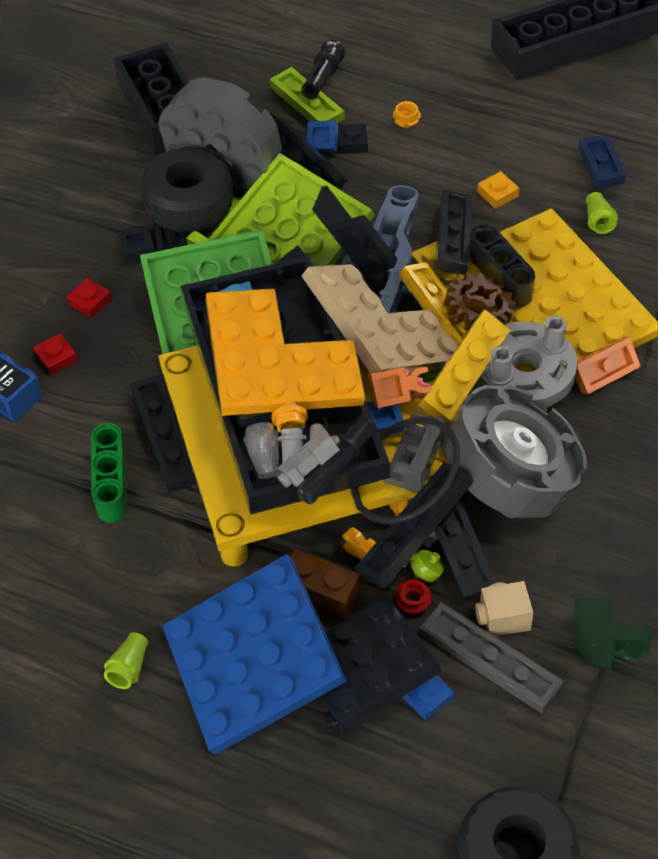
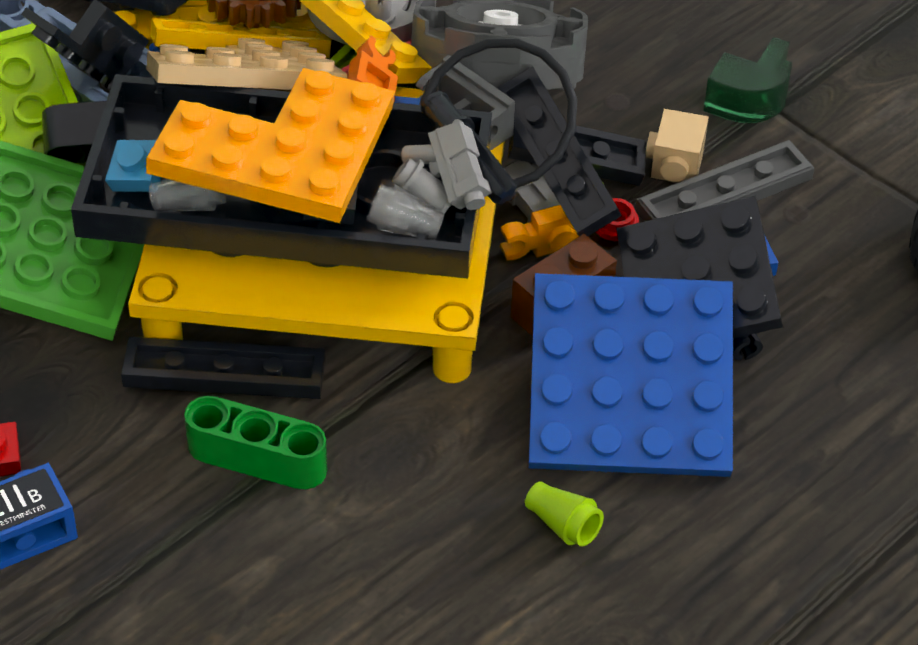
camera: 70 degrees left, 5 degrees down
(289, 416) = (380, 166): light orange plate -> none

